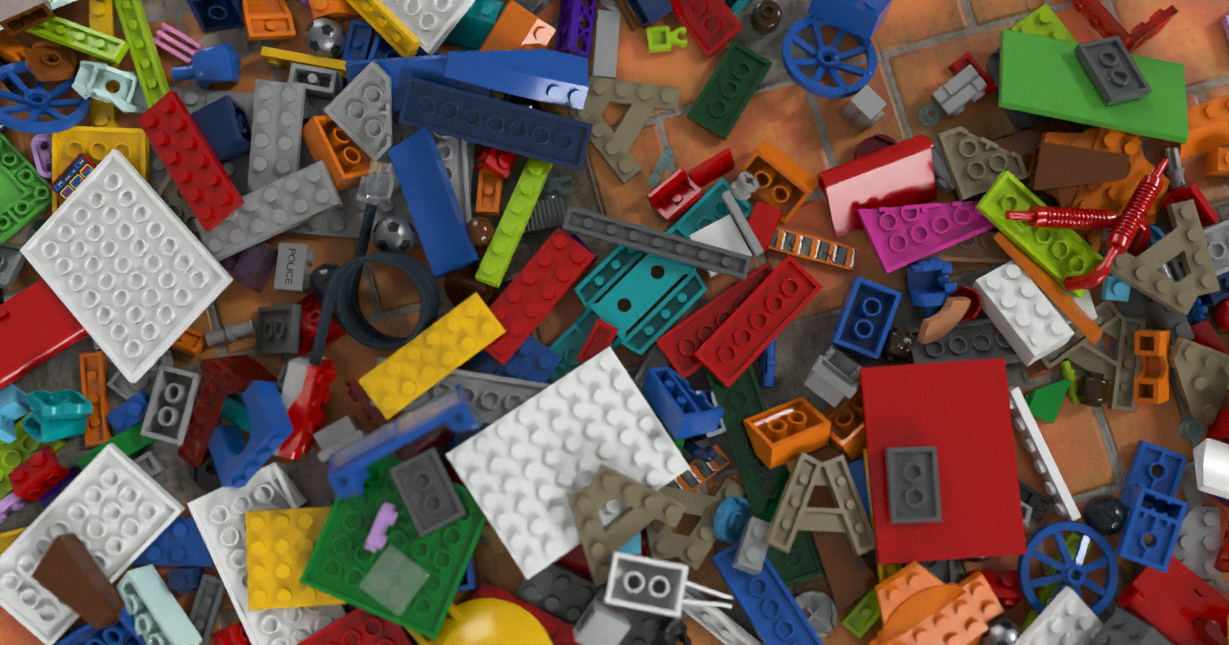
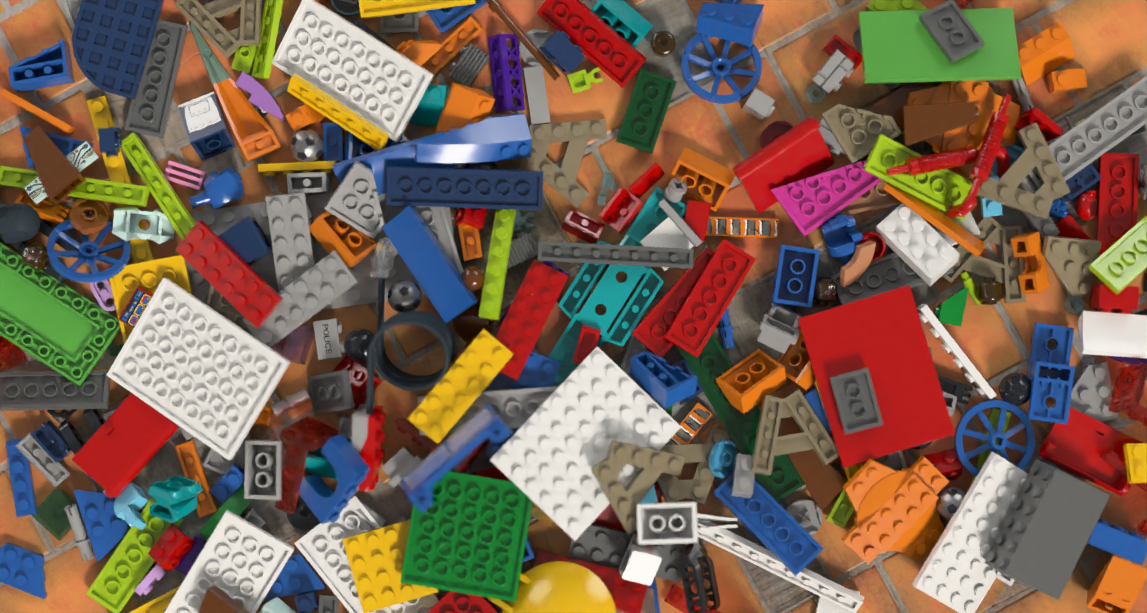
camera: 10 degrees left, 5 degrees up
(385, 518) = (455, 519): lavender plate -> none
(394, 580) = (474, 564): clear plate -> none
(427, 491) = (482, 491): dark grey plate -> none
(624, 205) = (582, 226): none -> red slope
(697, 452) = (684, 412): dark blue arm -> none

